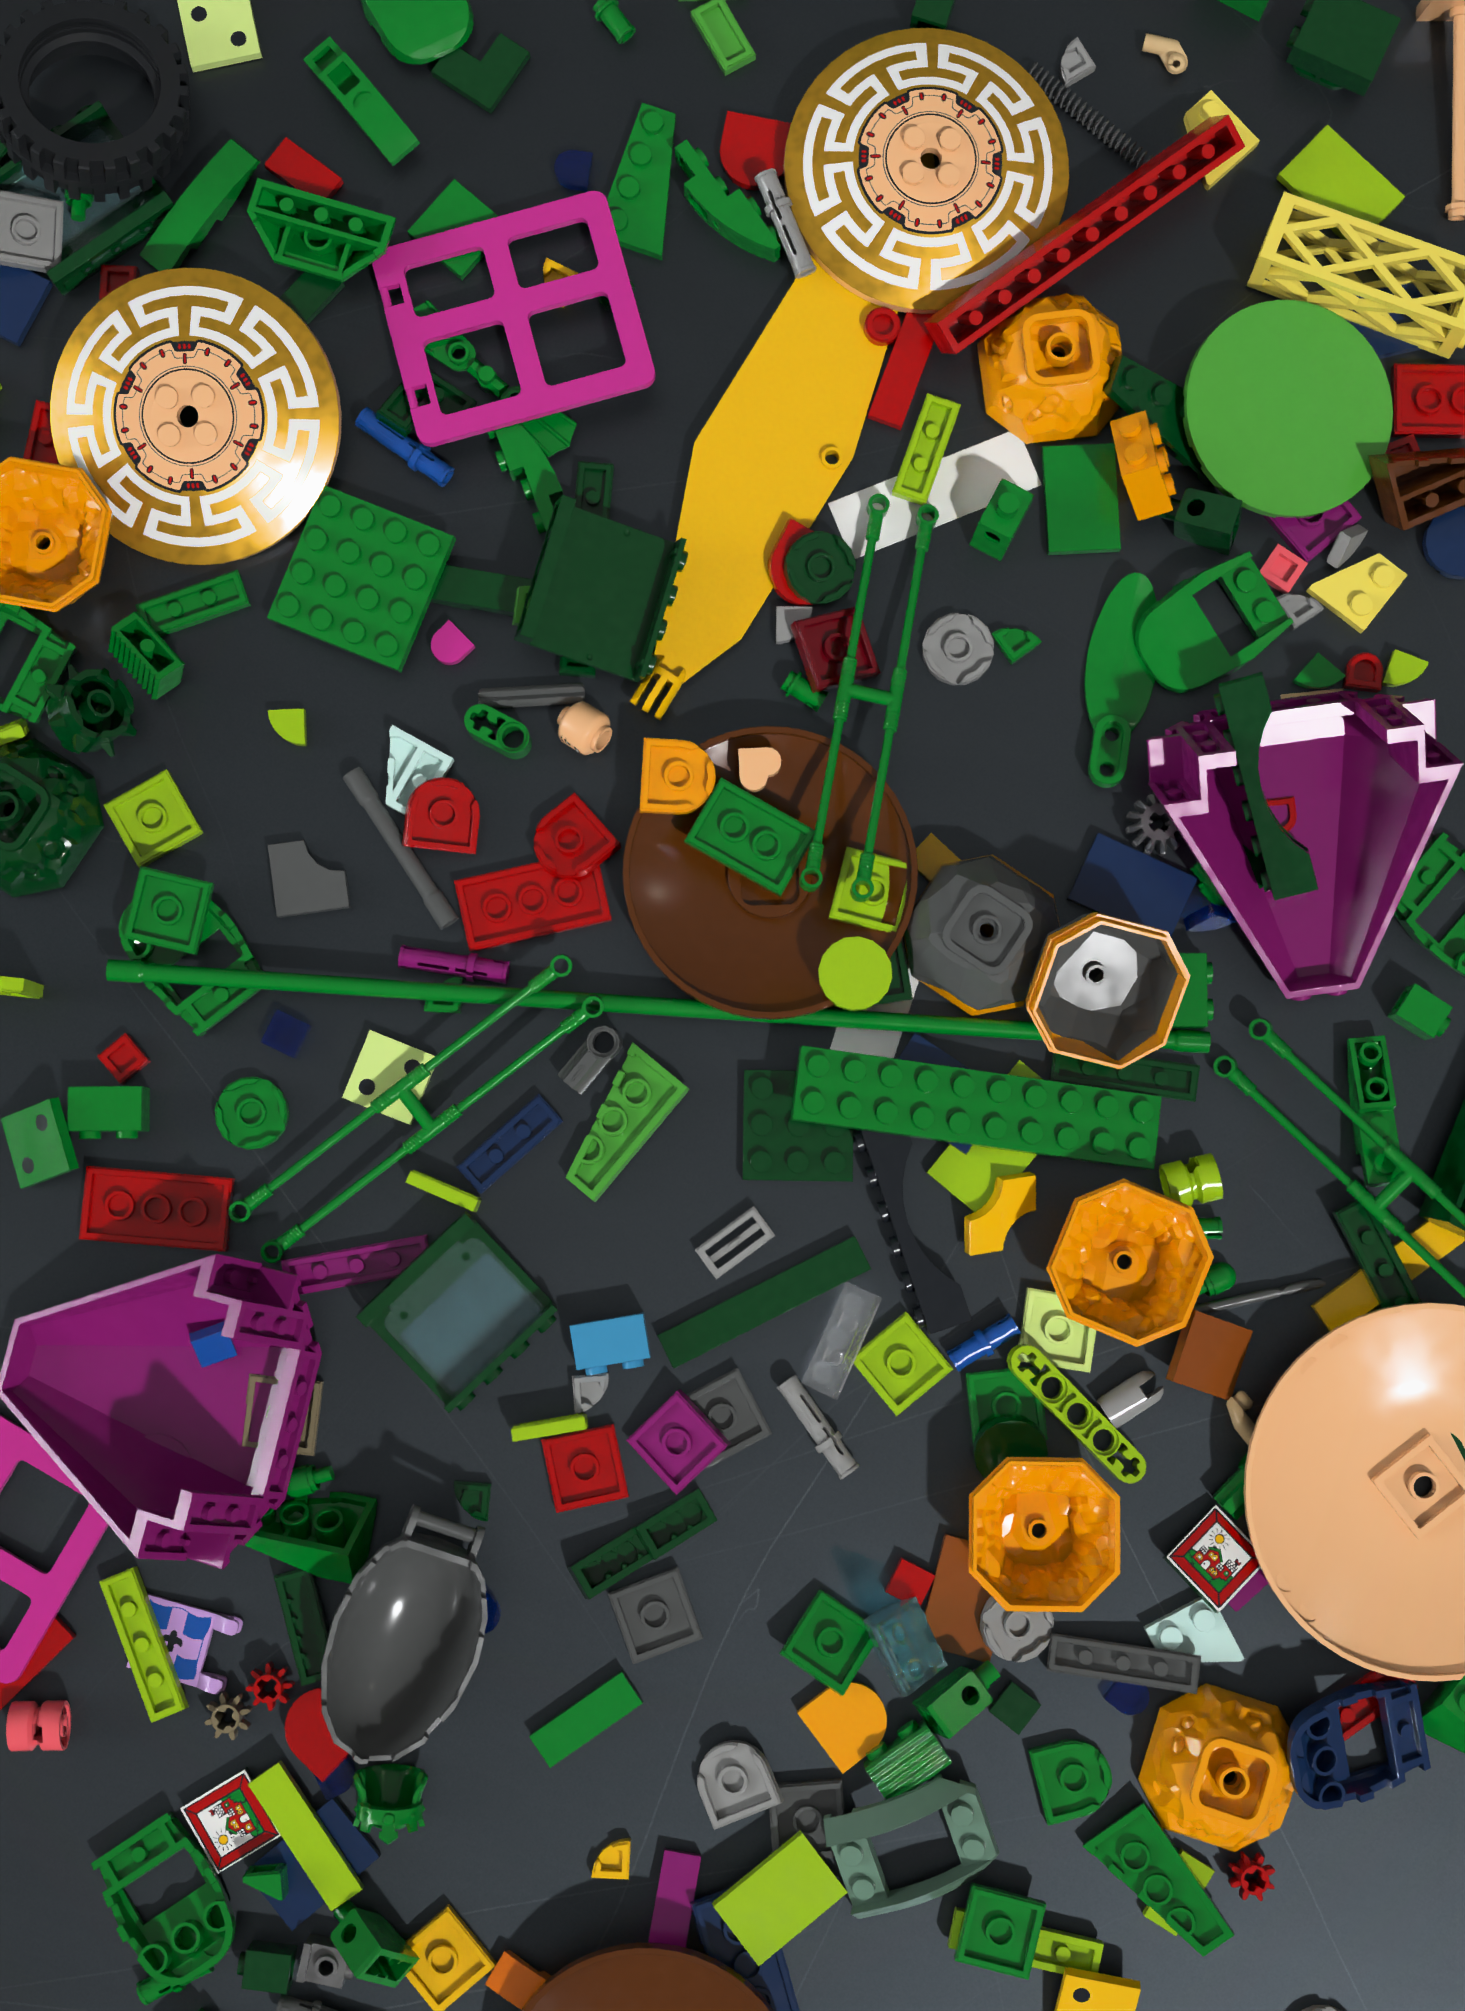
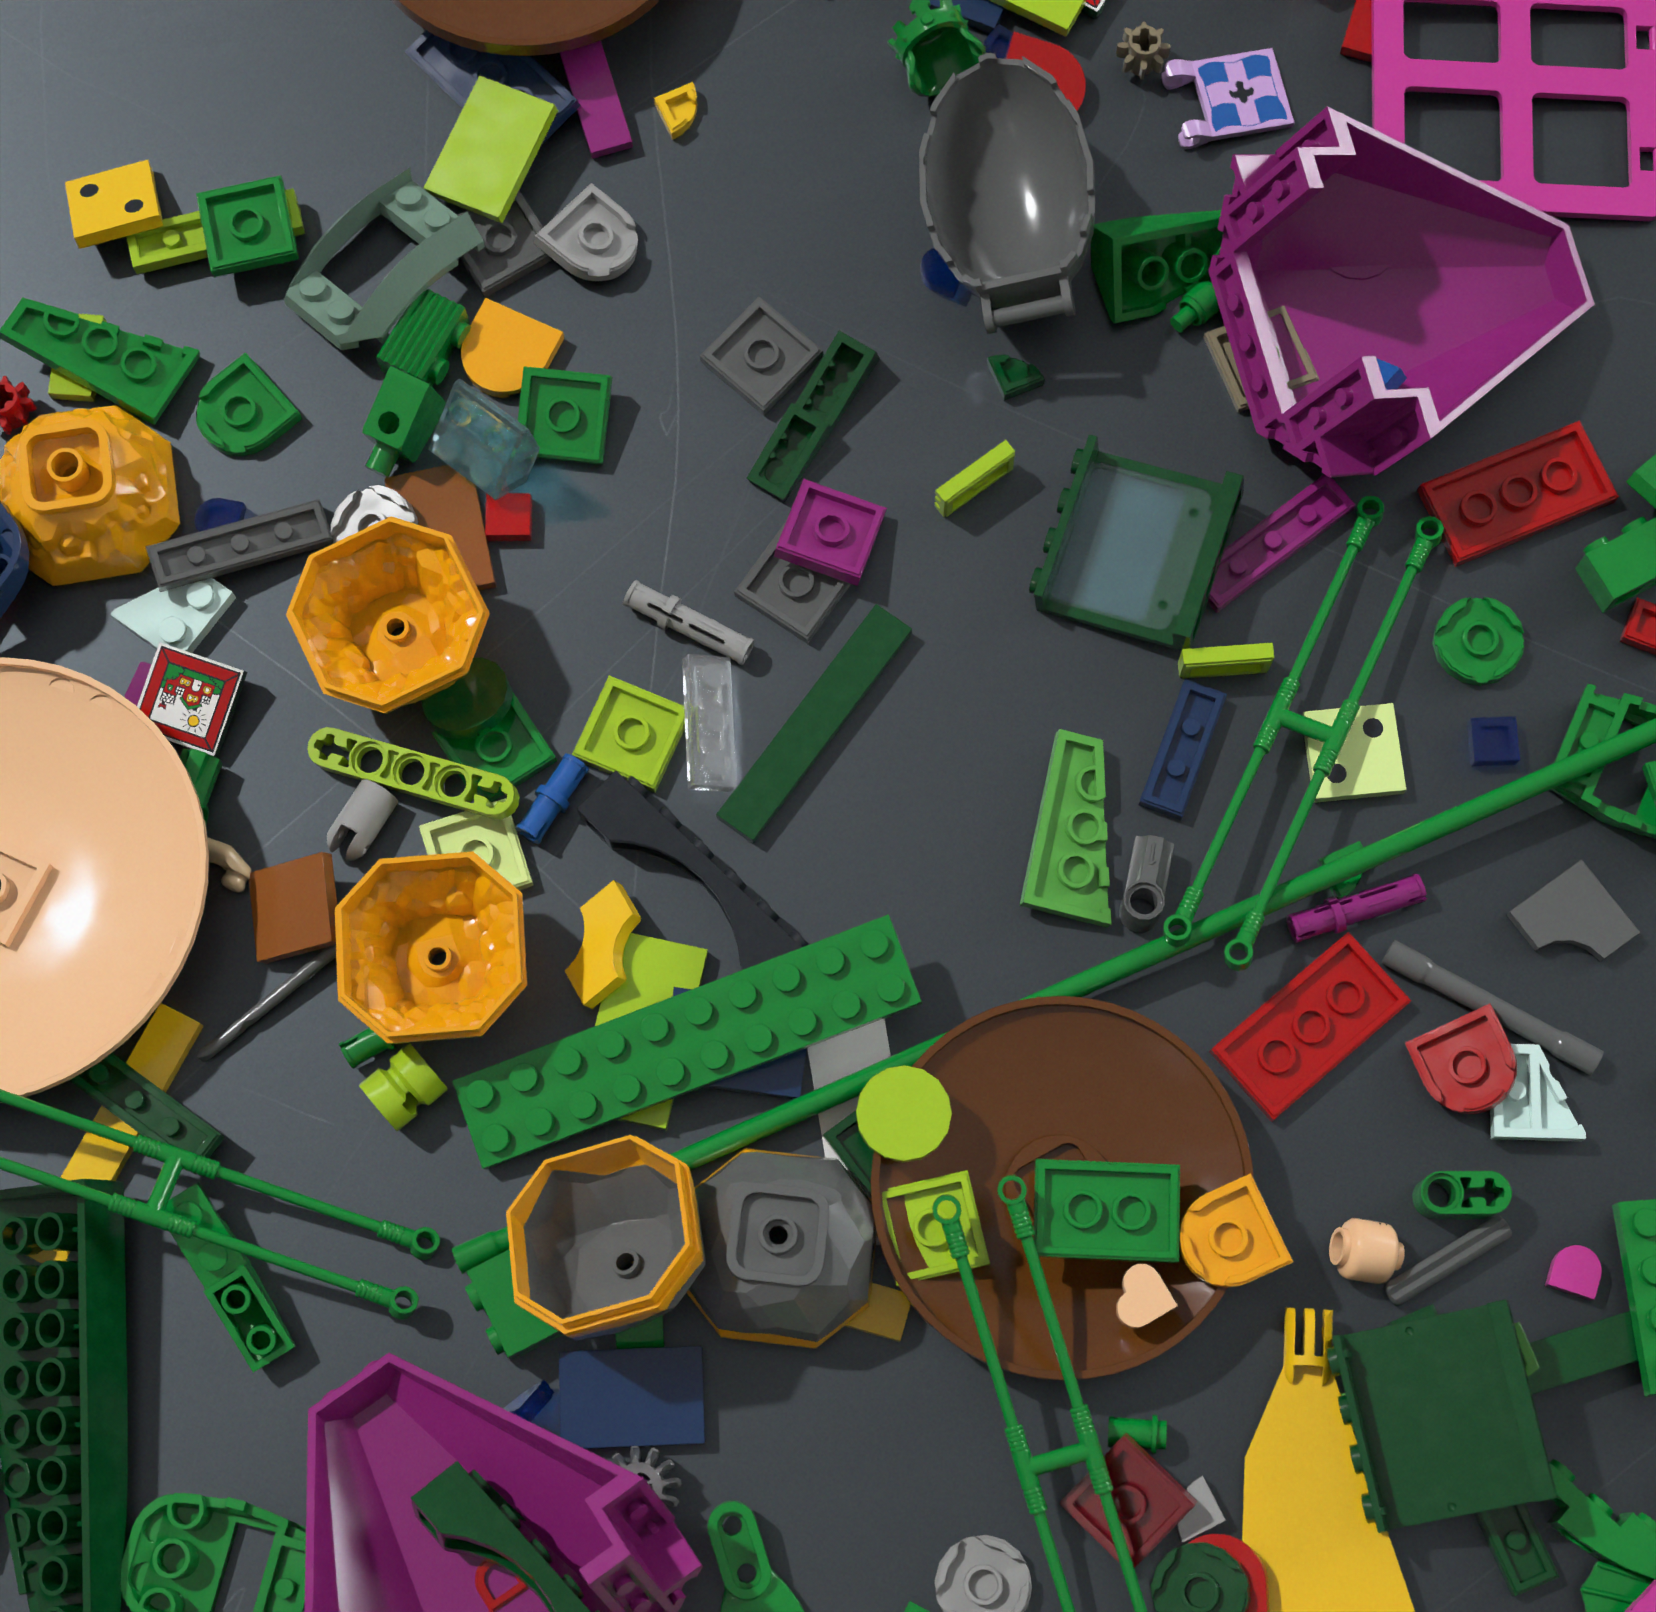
camera: 155 degrees right, 10 degrees down
(144, 1644) = (1261, 68): lime tile -> none
(261, 1681) = (1117, 85): red gear -> none
(304, 1621) = (1122, 175): dark green plate -> none
(572, 840) = (1305, 1114): red tile -> none
(585, 1467) = (912, 460): red tile -> none
(586, 1718) = (778, 224): green tile -> none
(588, 1390) = (954, 540): light grey tile -> none
(610, 1342) = (958, 595): dark azure brick -> none
(709, 1261) = (864, 802): light grey tile -> none
(785, 1148) = (879, 886): dark green plate -> none
(1014, 1707) = (336, 449): dark green tile -> none
(1143, 1076) = (494, 1189): dark green tile -> none
(1218, 1279) = (321, 998): green cylinder -> none
(1421, 1012) = (221, 1422): green brick -> none

